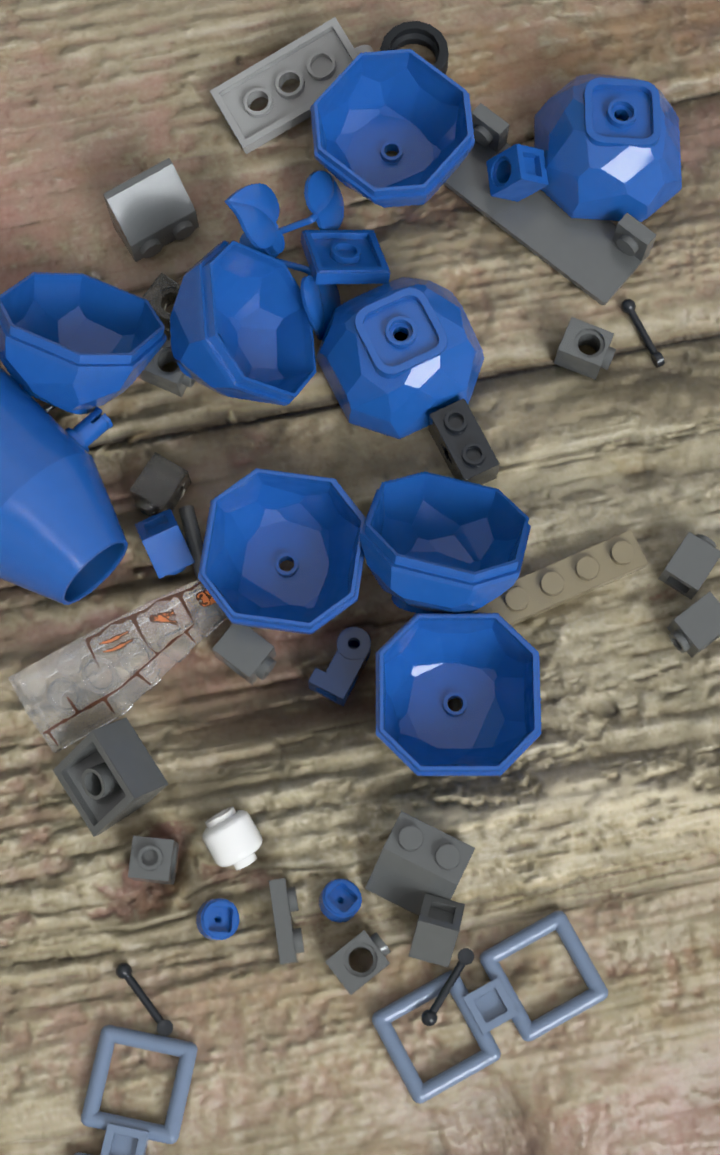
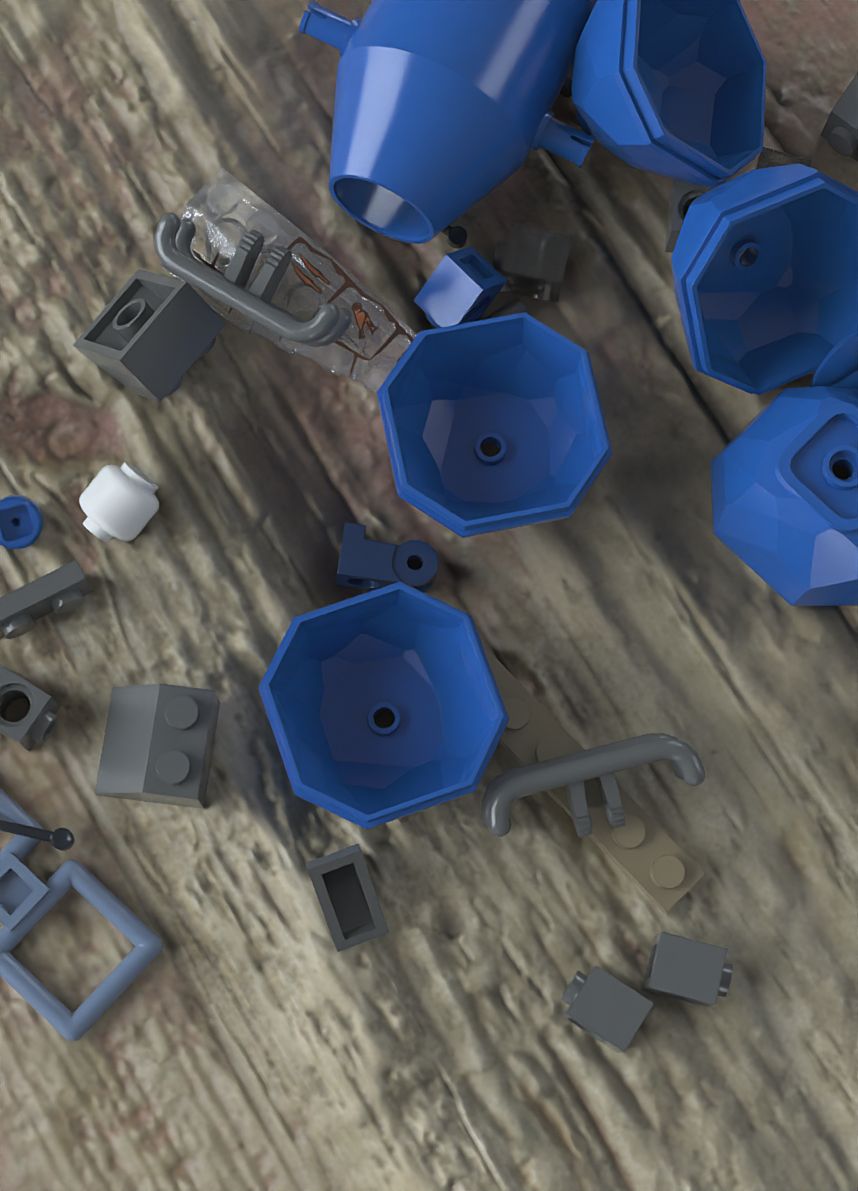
camera: 65 degrees right, 0 degrees up
(110, 701) = (173, 248): none -> dark grey piece
(153, 860) = (60, 419): dark grey brick -> none
(246, 653) = (356, 439): dark grey brick -> none
(340, 900) = (85, 661): blue tile -> none
(437, 930) = (81, 789): dark grey brick -> none
(443, 543) = (582, 618): blue rock -> none
(463, 444) = (733, 614): black brick -> none
(538, 581) = (577, 767): none -> dark grey piece
(570, 770) = (347, 897): none -> dark grey slope

